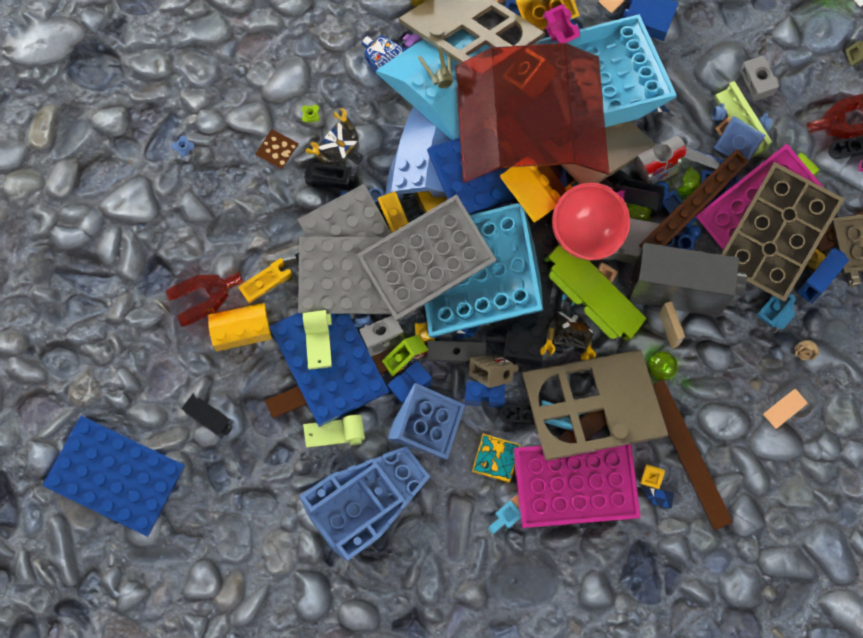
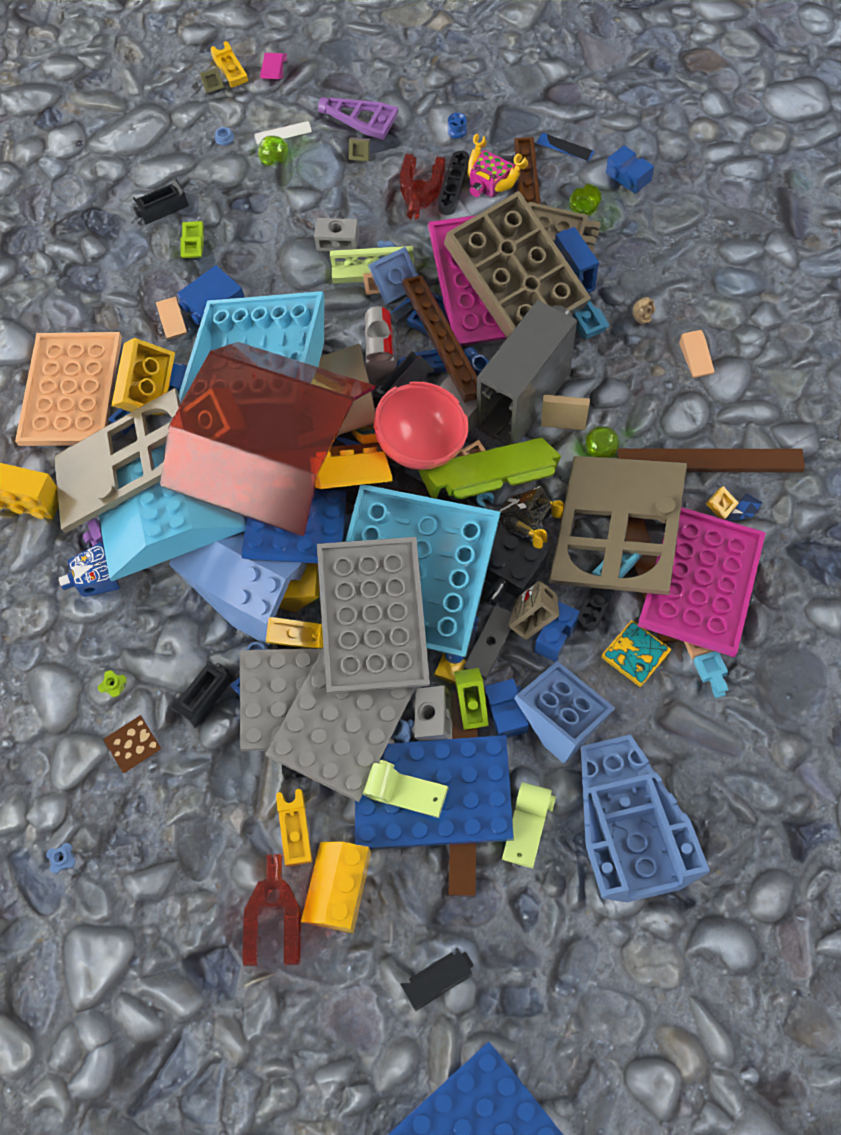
camera: 60 degrees left, 10 degrees down
(339, 144) = (170, 664): torso -> none
(442, 77) = (165, 499): olive plant -> none
(560, 26) = (176, 373): dark pink cylinder -> none
(690, 181) = (415, 335): clear neon green hair -> none
(719, 113) = (354, 282): medium blue plate -> none

